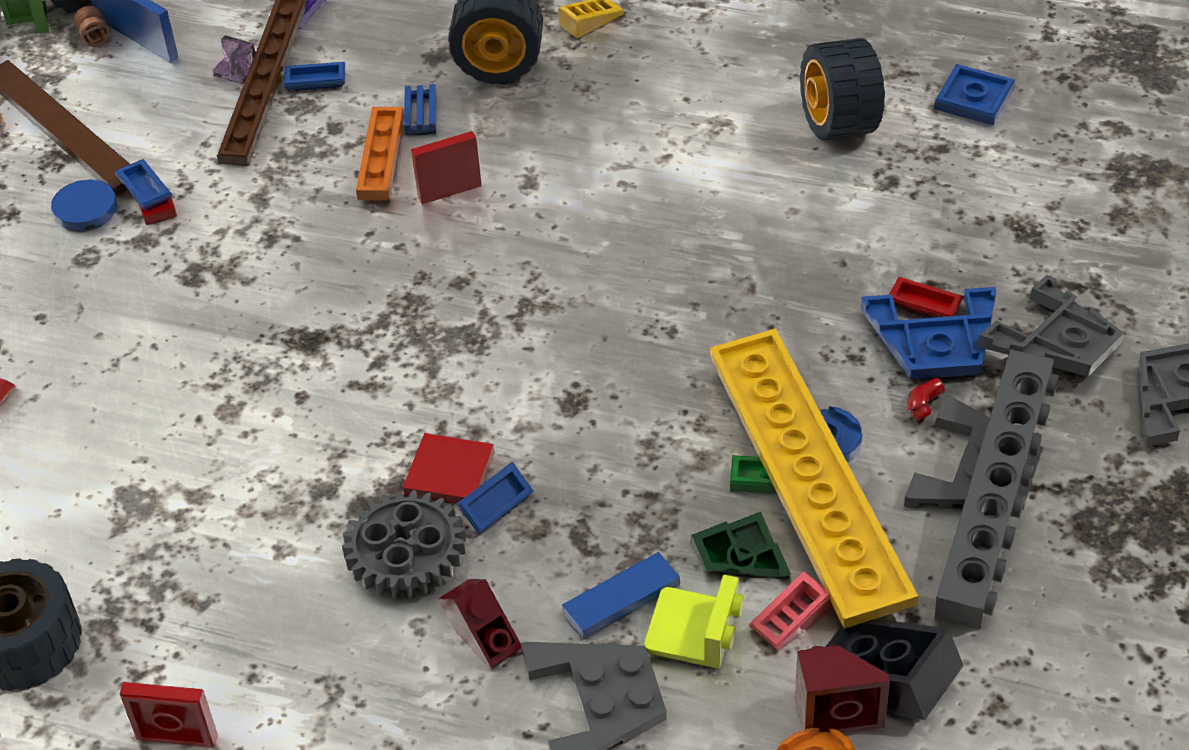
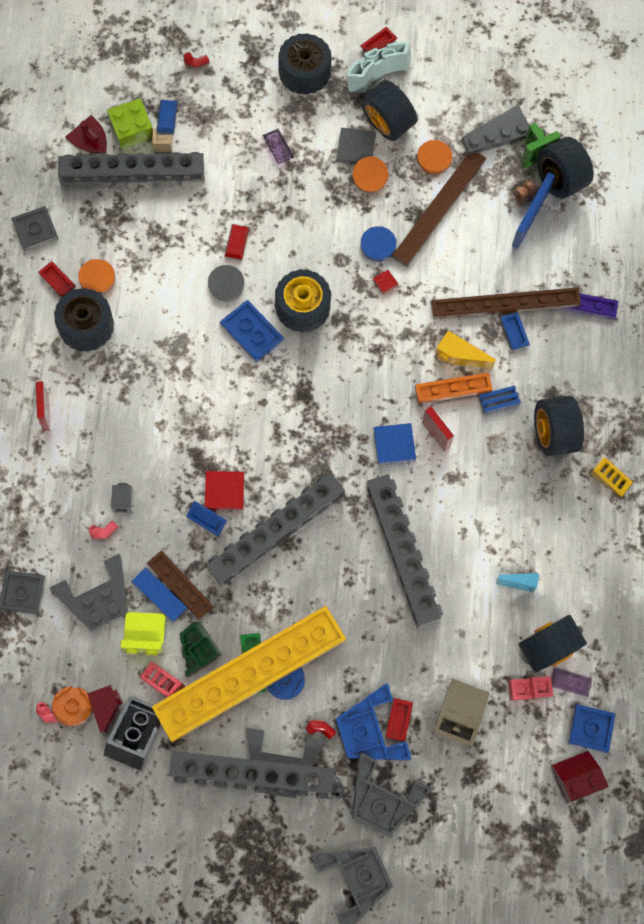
camera: 70 degrees right, 25 degrees up
(48, 411) = (226, 282): none -> dark grey tile
(141, 299) = (302, 300): none -> black wheel
(144, 184) = (393, 269): blue tile -> none
(159, 390) = (251, 331): none -> blue tile
(236, 60) = (514, 282): clear purple panel -> none
(325, 132) = (460, 352): none -> yellow slope
(404, 544) = (157, 494): dark grey gear -> none
(411, 620) = (122, 498): none -> dark grey brick
(446, 237) = (394, 443): none -> blue tile
(469, 665) = (102, 533): none -> coral arm
(480, 621) = (127, 530): dark red slope -> none
(551, 407) = (272, 539): none -> dark grey brick
(608, 559) = (180, 585): none -> reddish brown tile
(638, 248) = (421, 616): none -> dark grey brick
(728, 126) = (524, 582): none -> medium azure slope
(900, 103) = (571, 682): none -> clear purple tile
(900, 145) = (530, 688): none -> coral slope
(934, 220) = (461, 714): none -> dark tan slope
(1051, 110) = (579, 777): none -> dark red slope

